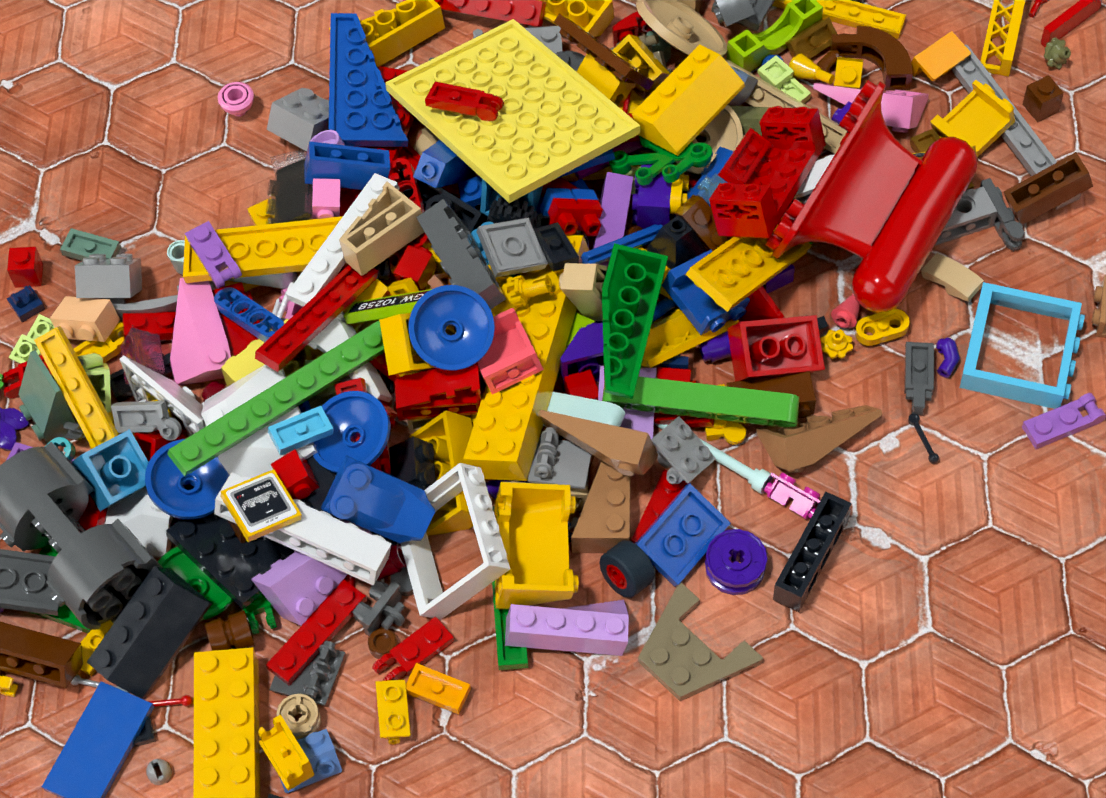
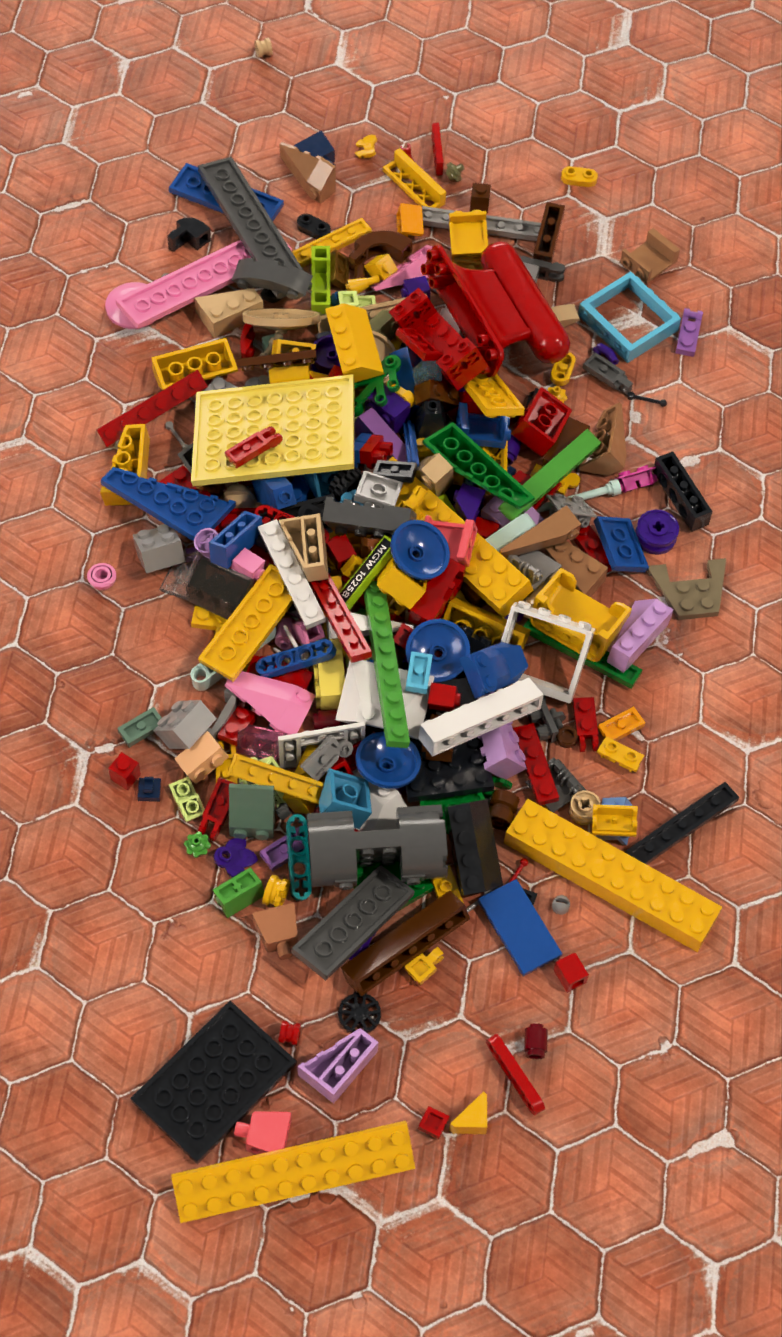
camera: 60 degrees left, 0 degrees up
(213, 254) = (234, 650): medium lavender plate -> none
(260, 505) = (458, 721): tile -> none
(627, 569) = (622, 583): black wheel -> none
(846, 313) = (539, 377): coral cone -> none

